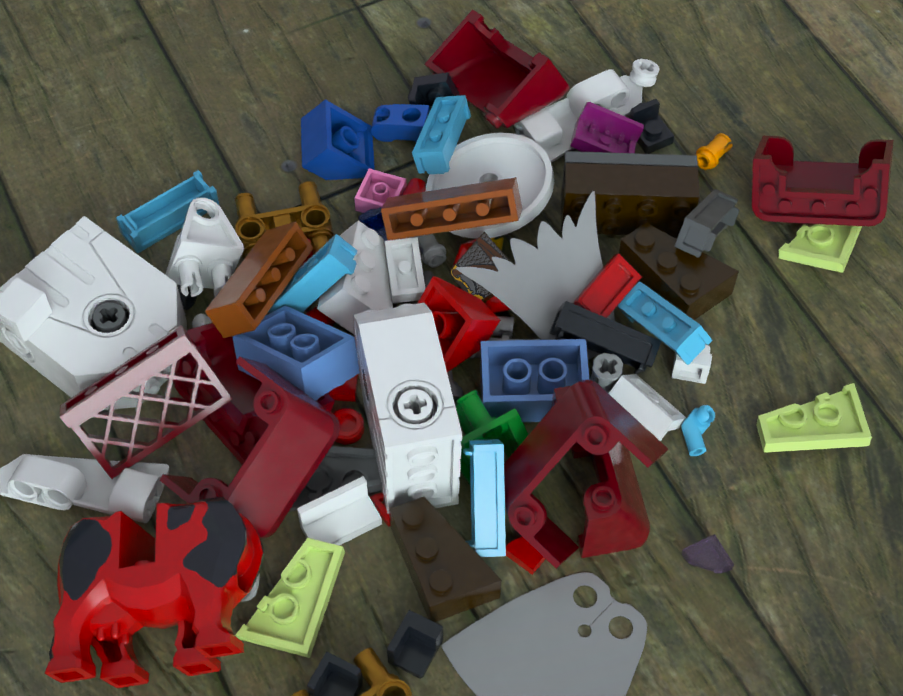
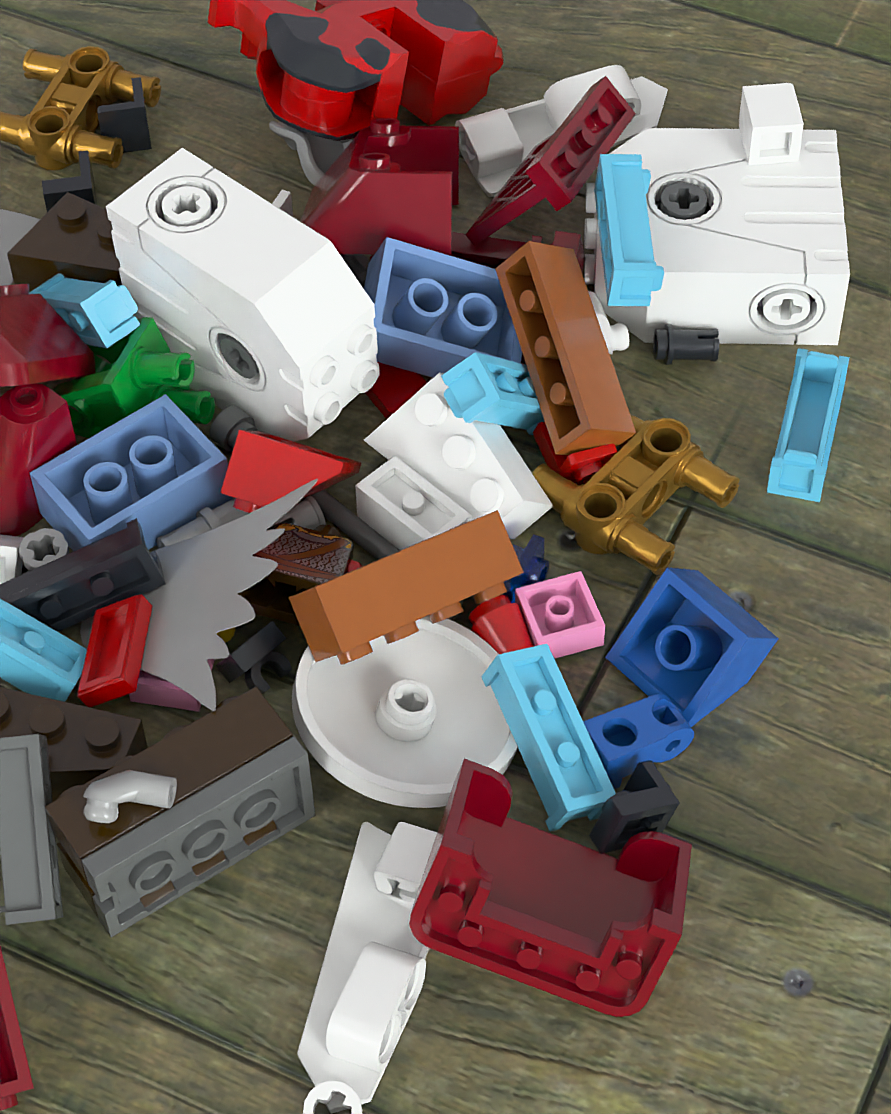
camera: 145 degrees right, 5 degrees down
(170, 297) = (625, 230): none -> medium azure container
(204, 250) = (684, 365): white piece -> none
(296, 605) = (228, 141): yellowish green wing -> none
(605, 131) = (297, 908): magenta bracket -> none
(655, 132) = (247, 1004): black bracket -> none
(662, 172) = (127, 787): none -> light grey arm
(710, 154) = (110, 1025): light orange pin -> none

